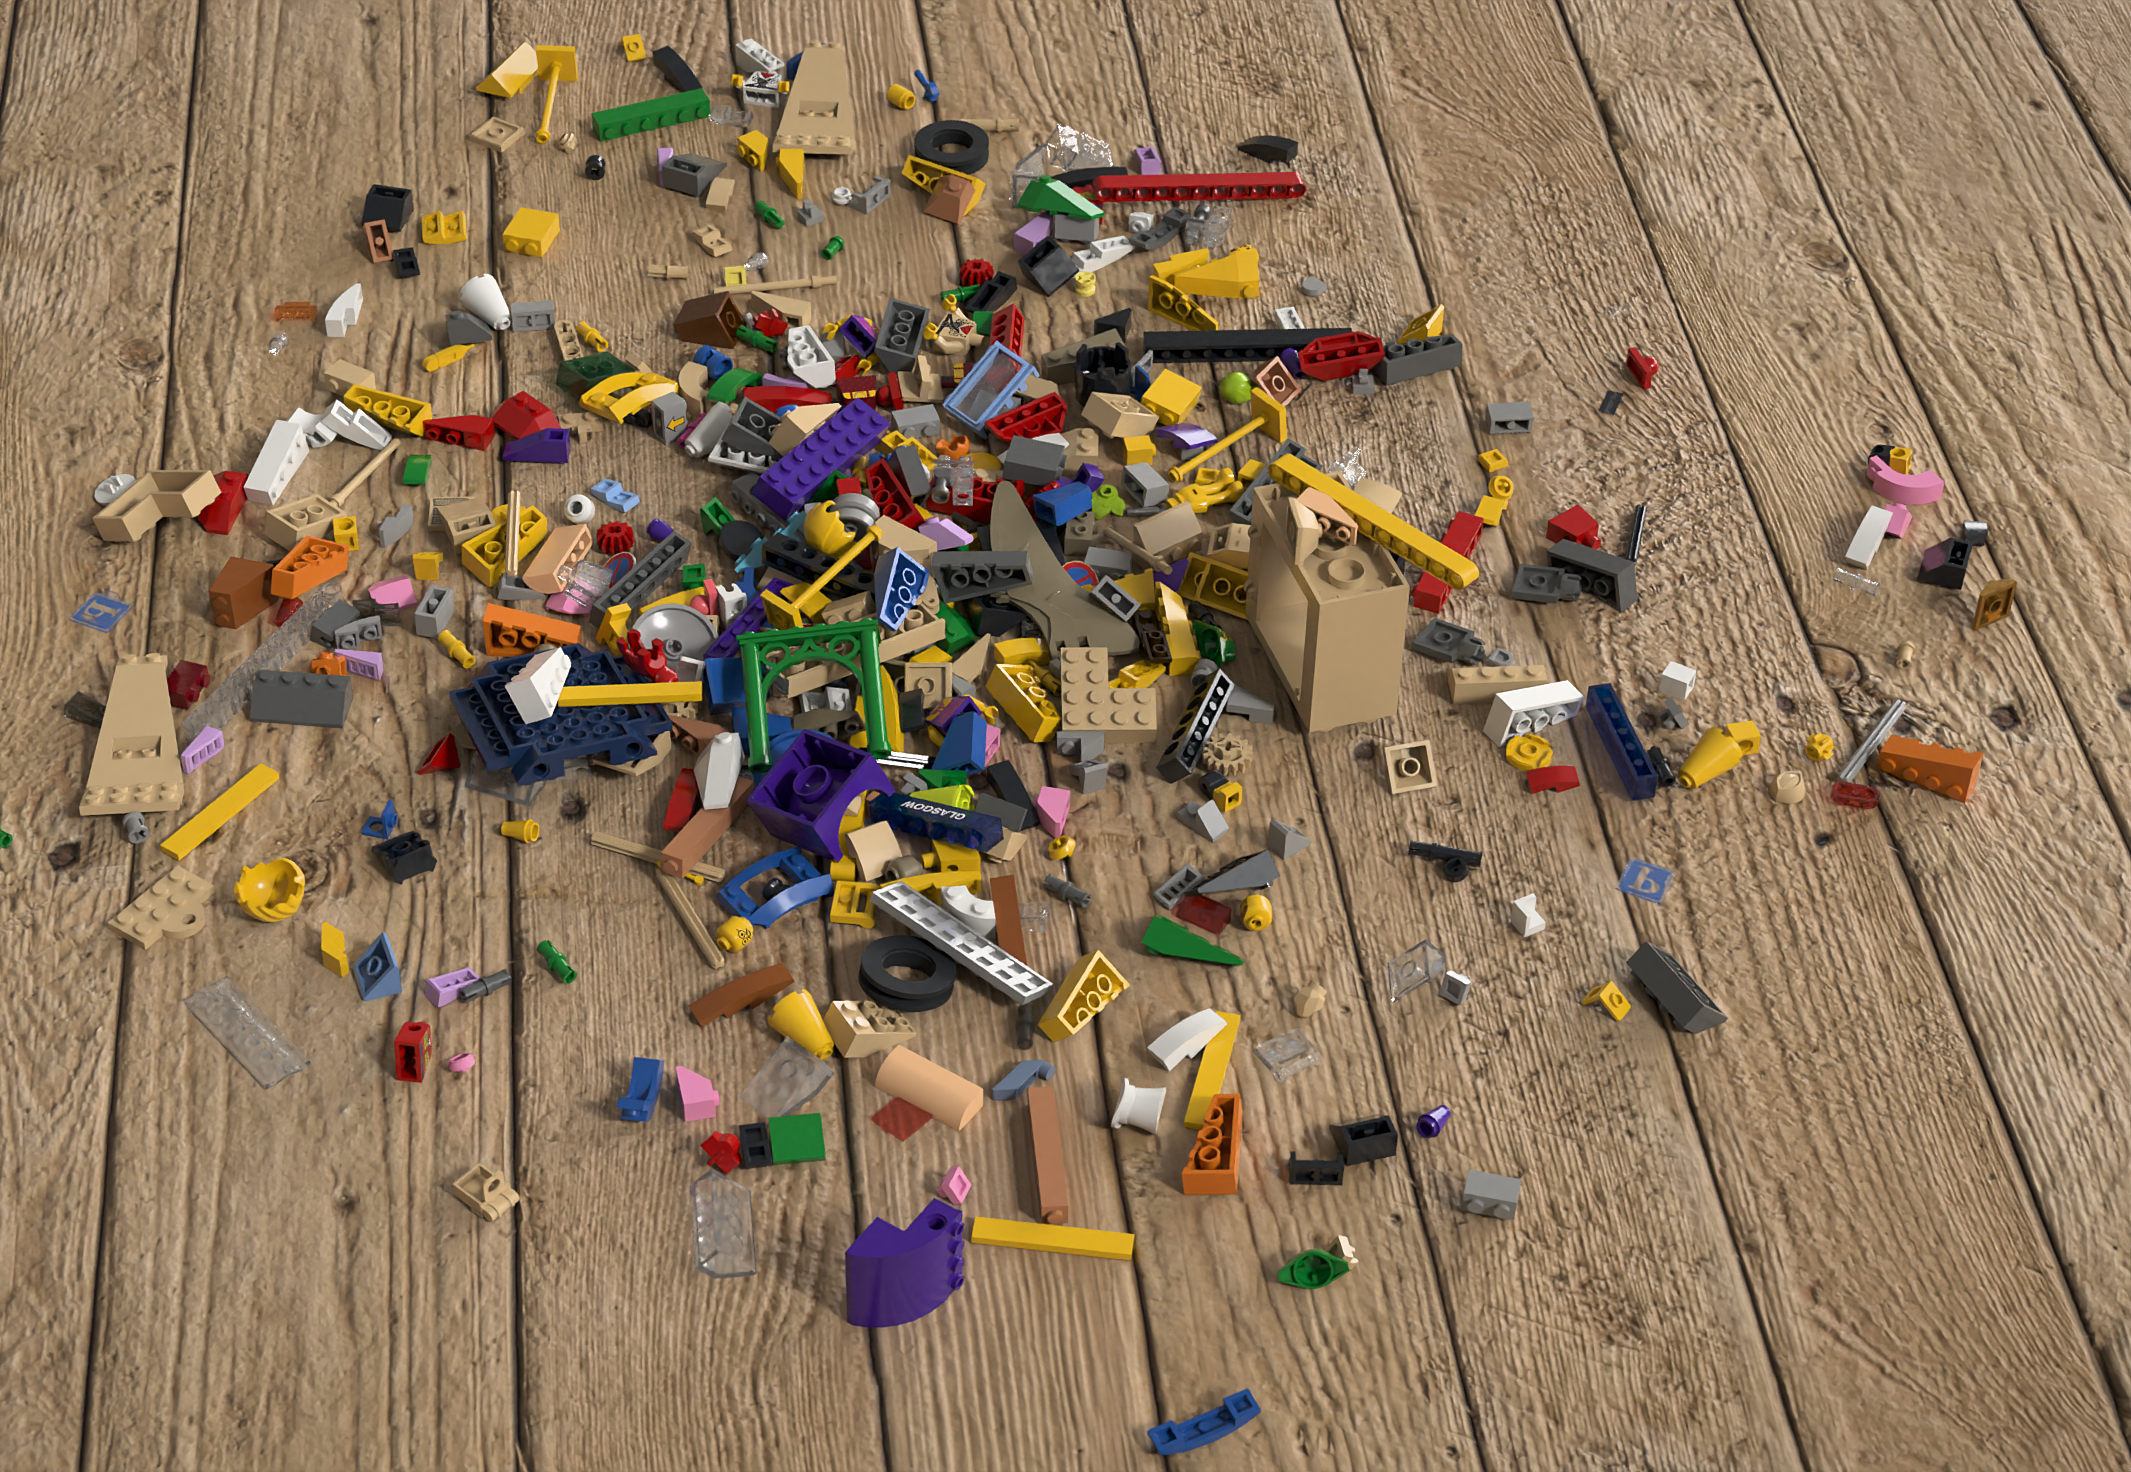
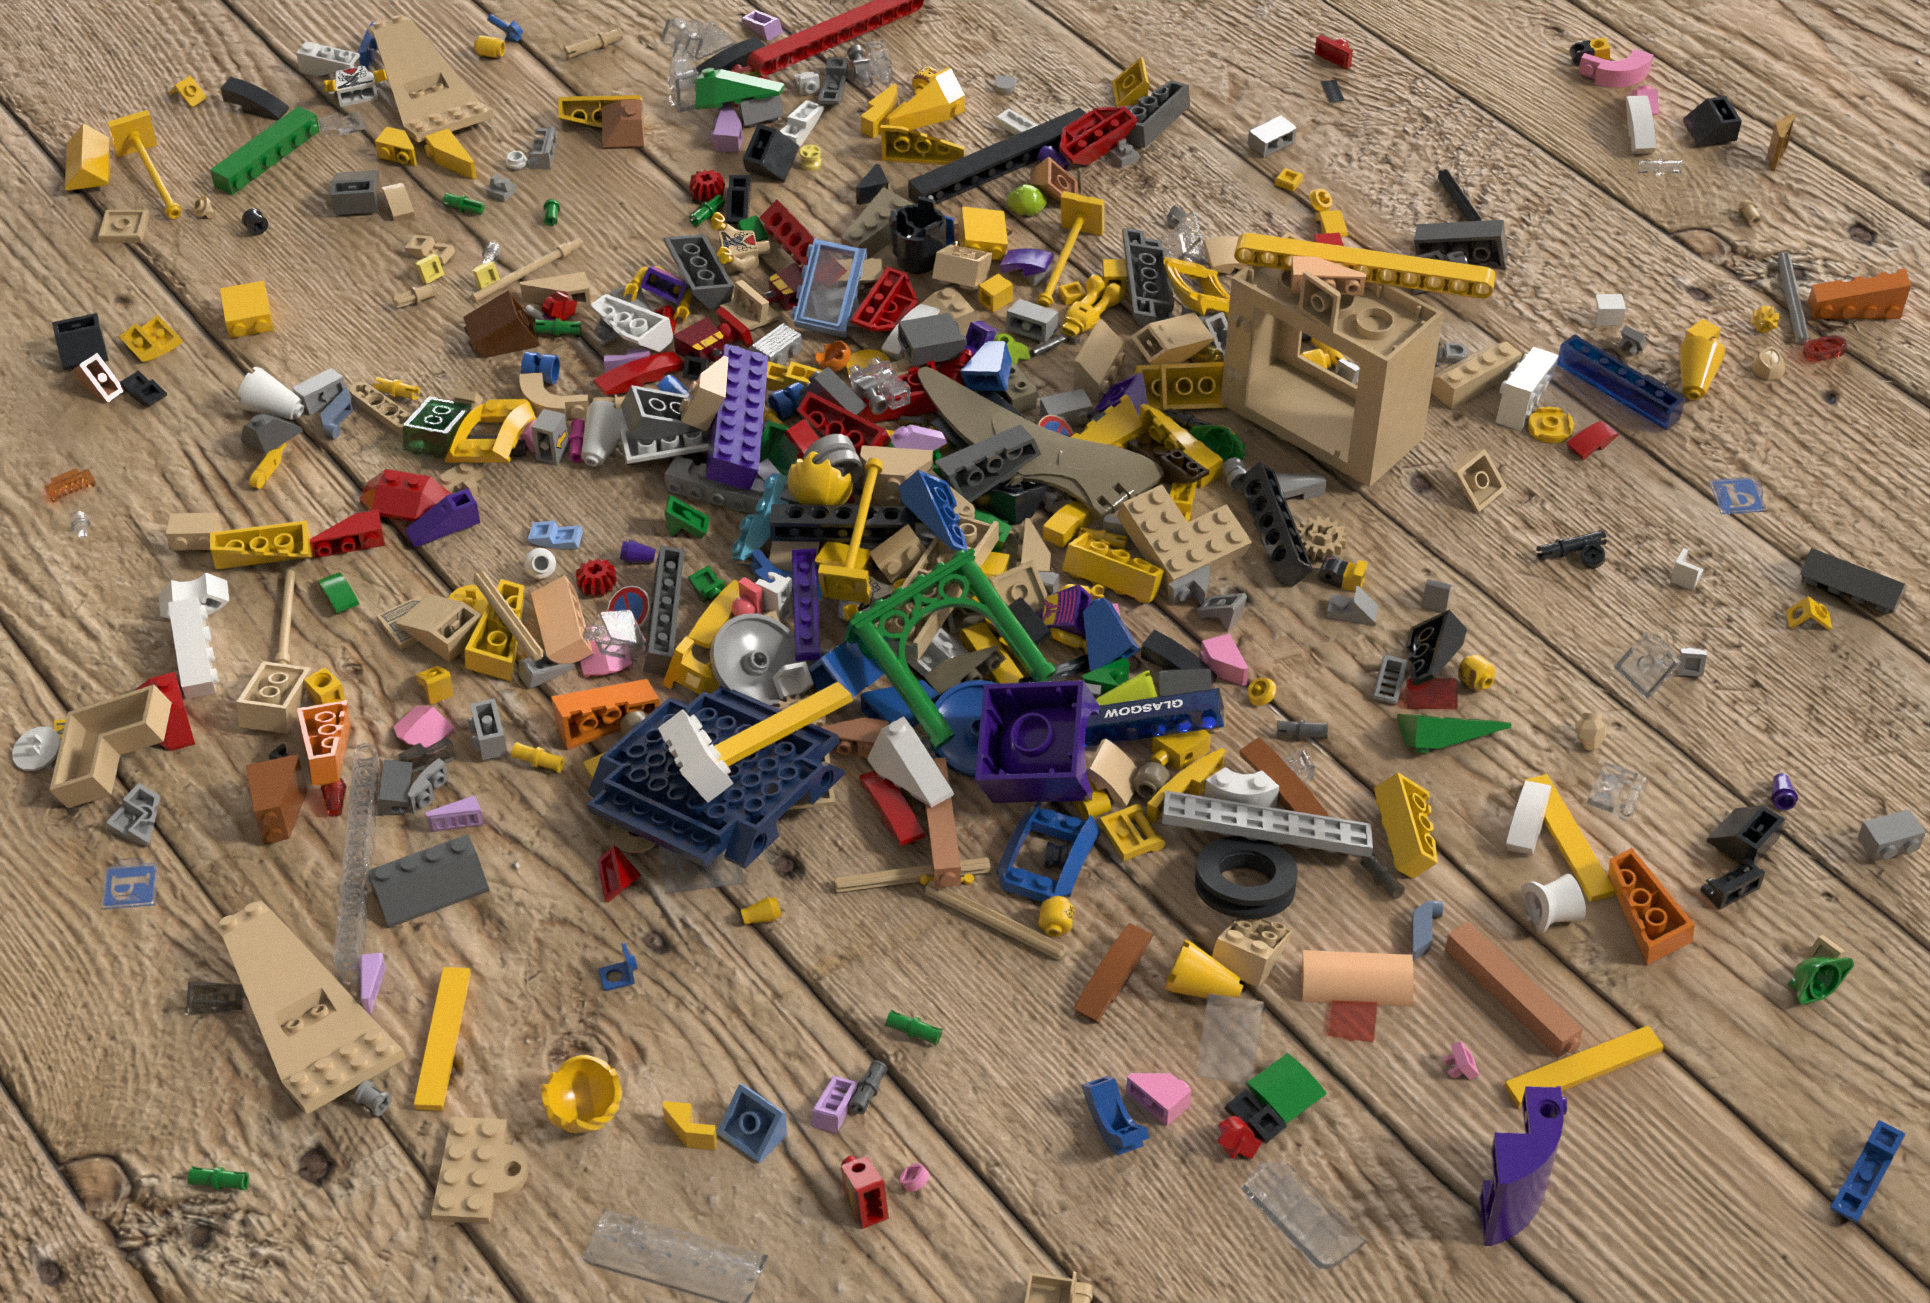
camera: 30 degrees left, 5 degrees up
(142, 566) = (135, 816): none -> light grey slope
(187, 683) = (295, 913): dark red brick -> none
(329, 664) = (430, 833): orange brick -> none
(344, 311) = (125, 464): white slope -> none
(355, 426) = (242, 575): white slope -> none
(395, 527) = (368, 660): light grey slope -> none
(405, 856) = (672, 992): black slope -> none
(531, 337) = (336, 413): none -> sand blue piece
(647, 662) = (759, 685): red animal -> none
(663, 155) = (319, 194): lavender slope -> none
(696, 255) = (429, 268): none -> light yellow tile
(725, 387) = (583, 380): green slope -> none
(737, 538) = (718, 528): black tile -> none
(953, 133) = (578, 60): black tyre -> none
(1115, 598) = (1116, 435): light grey brick -> none
(1155, 562) = (1121, 387): tan bar -> none
(1364, 454) = (1178, 213): none -> light grey tile
(1574, 526) = (1412, 210): red torso -> none
(1975, 532) = (1704, 86): black slope -> none

